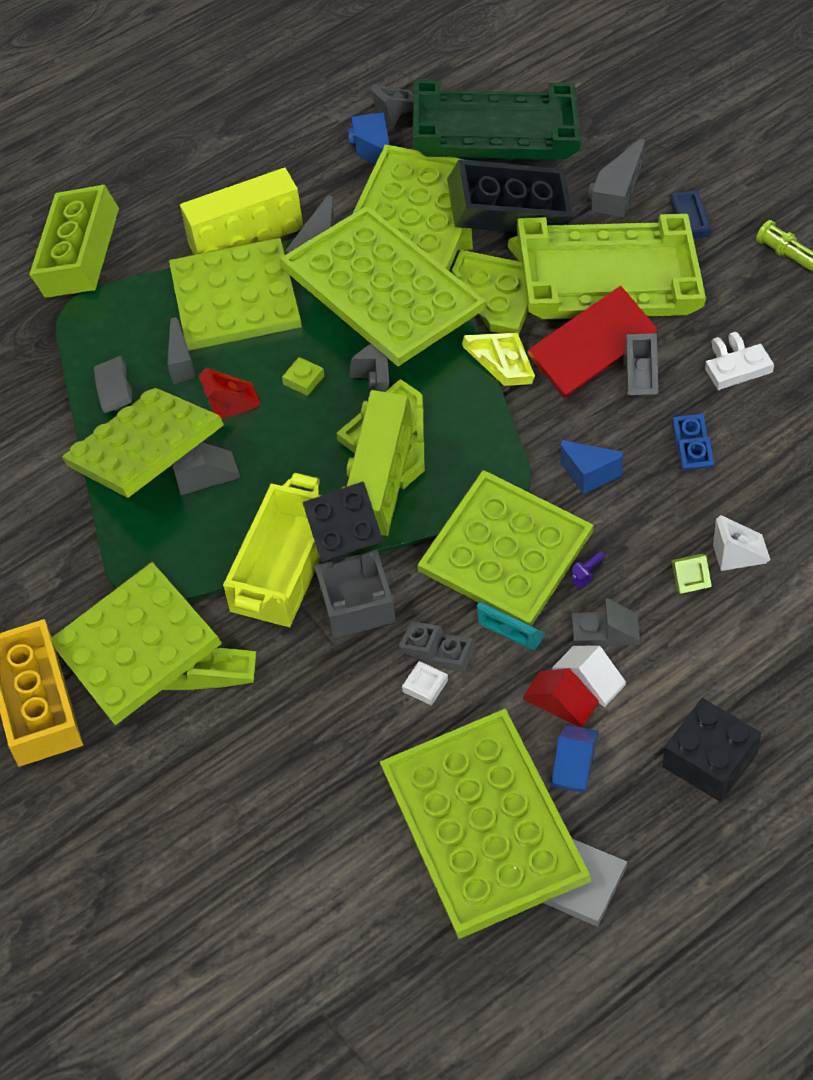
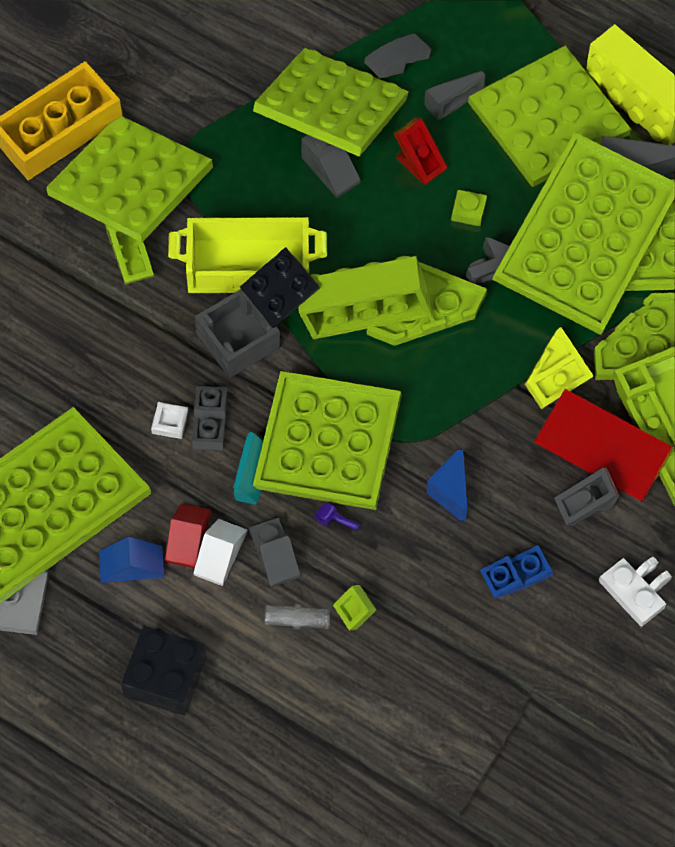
camera: 65 degrees right, 10 degrees up
(683, 625) = (297, 617): none -> clear pin
(738, 545) = (401, 641): white slope -> none

